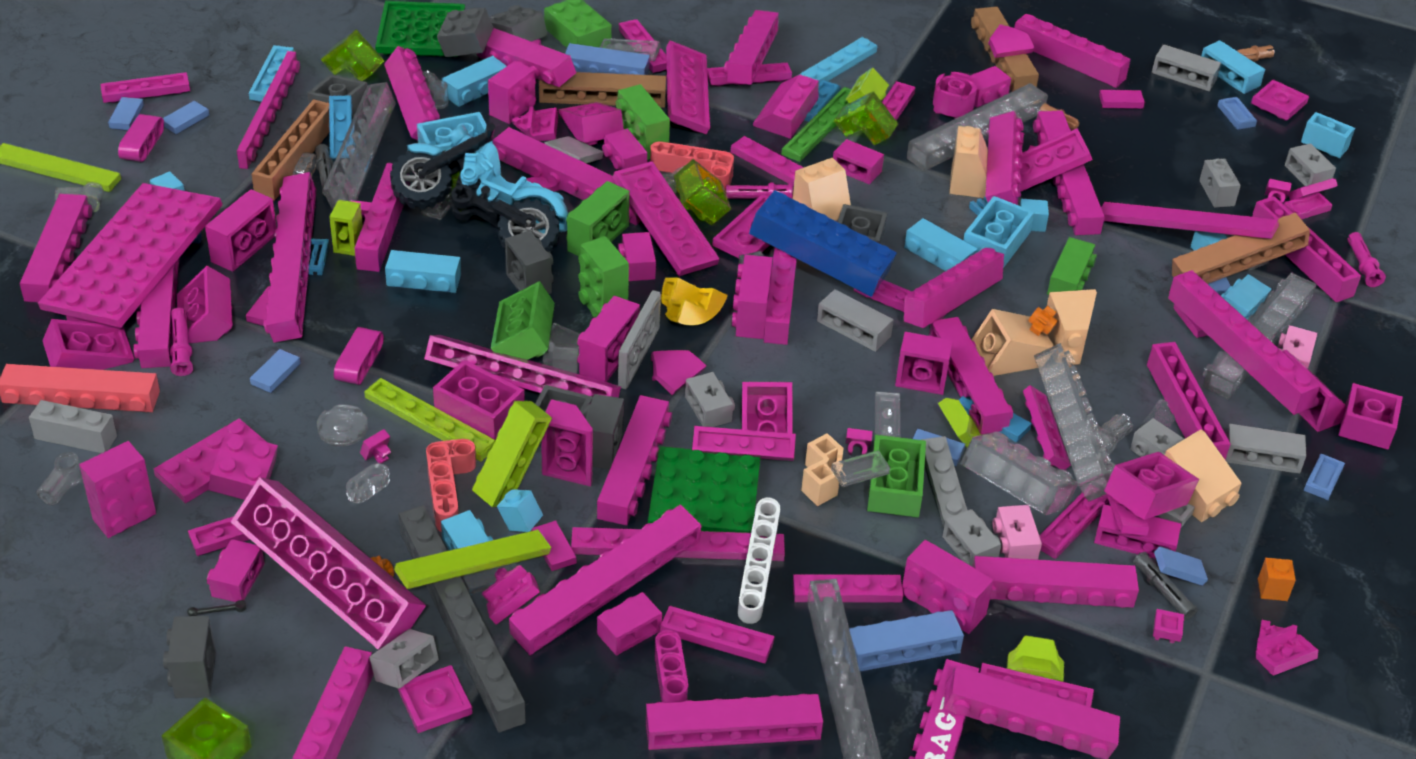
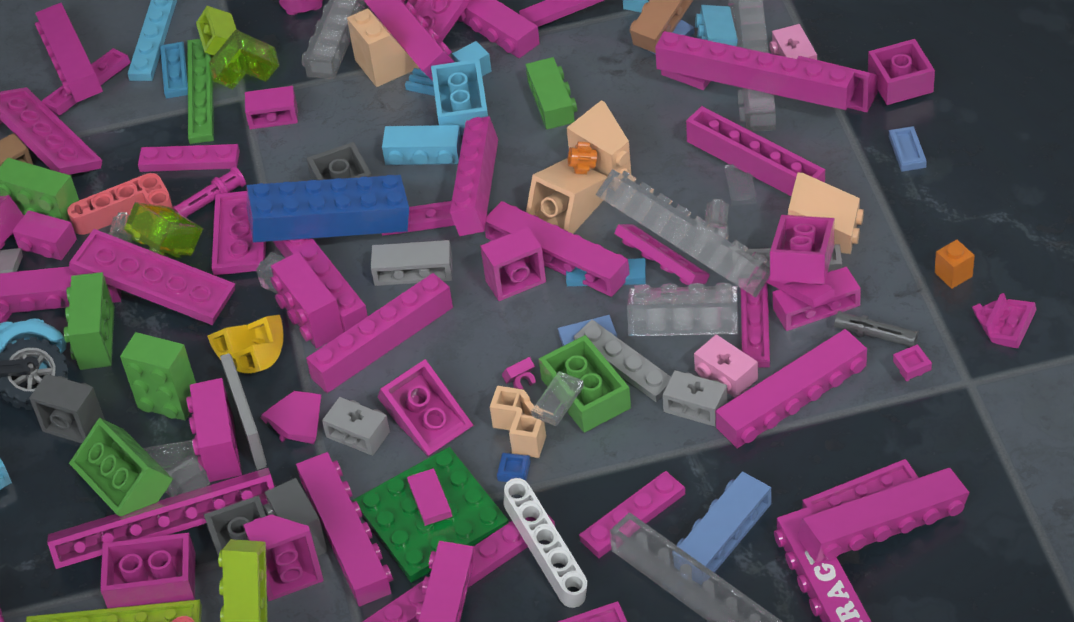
camera: 30 degrees left, 5 degrees up
(639, 253) = (157, 323): dark pink brick -> none
(709, 477) = (429, 497): none -> dark pink tile
(745, 442) = (427, 444): dark pink plate -> none
(786, 350) = (379, 333): none -> dark pink brick
(788, 106) = (155, 92): dark pink slope -> none
(793, 501) = (513, 467): none -> blue tile
(822, 188) = (275, 155): light nougat slope -> none
(887, 414) = (521, 335): clear tile -> none
(898, 98) = (248, 20): dark pink plate -> none
(947, 584) = (718, 452): dark pink brick -> none
(959, 420) = (587, 295): lime slope -> none
(1037, 657) = (838, 465): lime slope -> none
(1153, 438) = (763, 207): light grey brick -> none
(1180, 566) = (875, 304): medium blue tile -> none
(1266, 448) = (849, 152): light grey brick -> none

